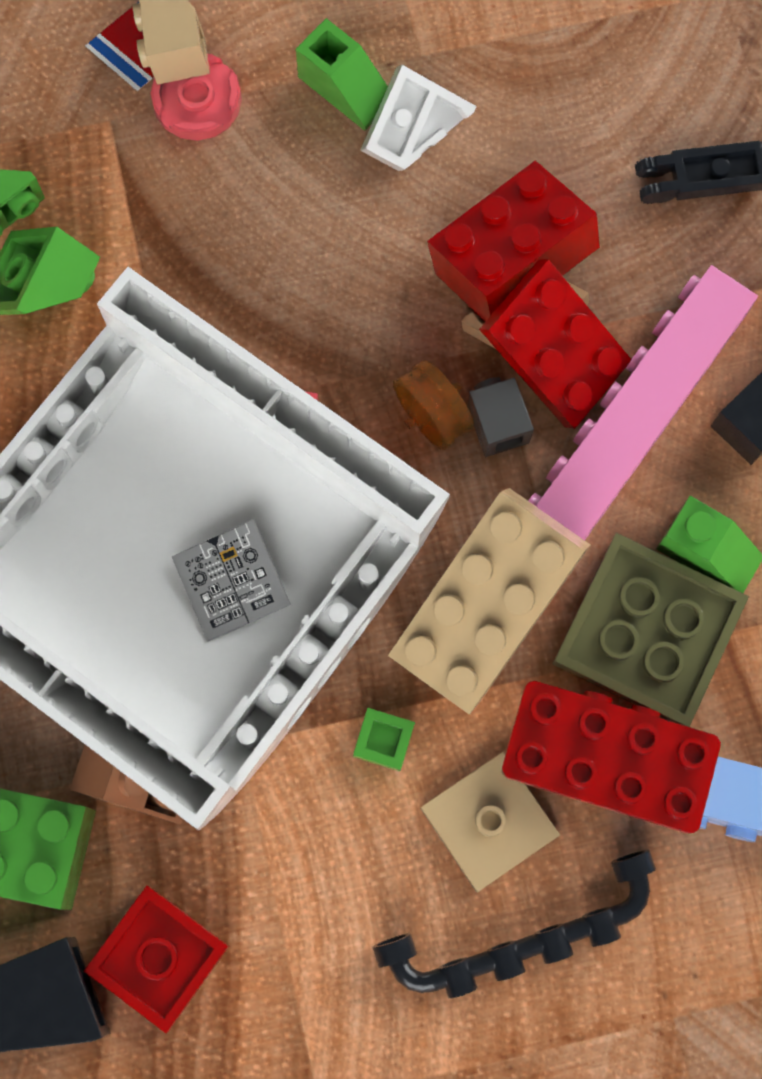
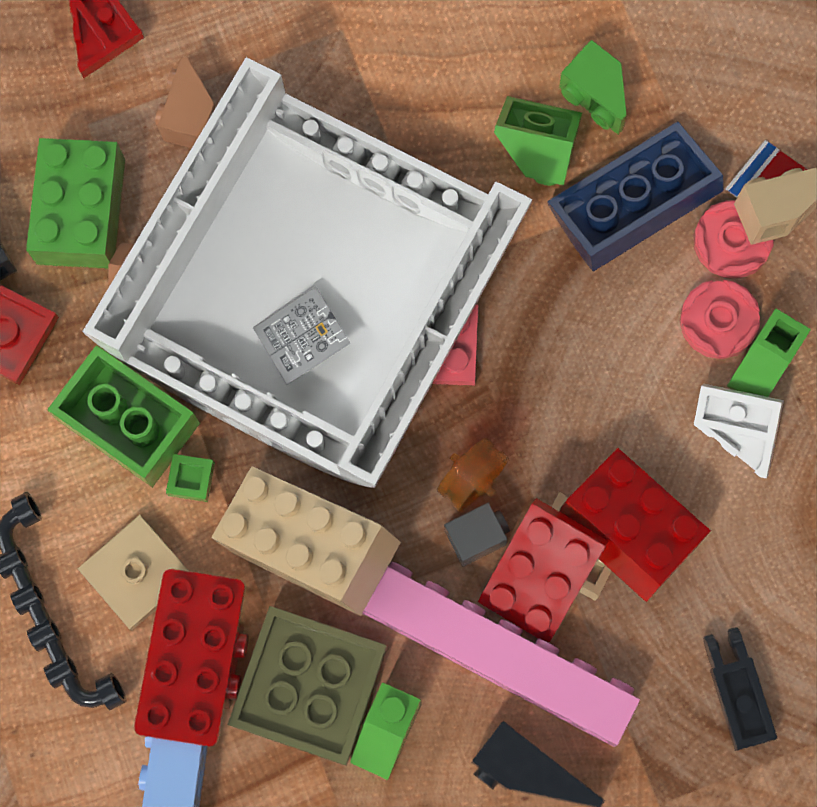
camera: 90 degrees right, 0 degrees up
(125, 185) = (636, 195): none -> dark blue slope
(286, 125) = (720, 319): none -> coral tile
(297, 808) = (124, 416): none -> bright green brick

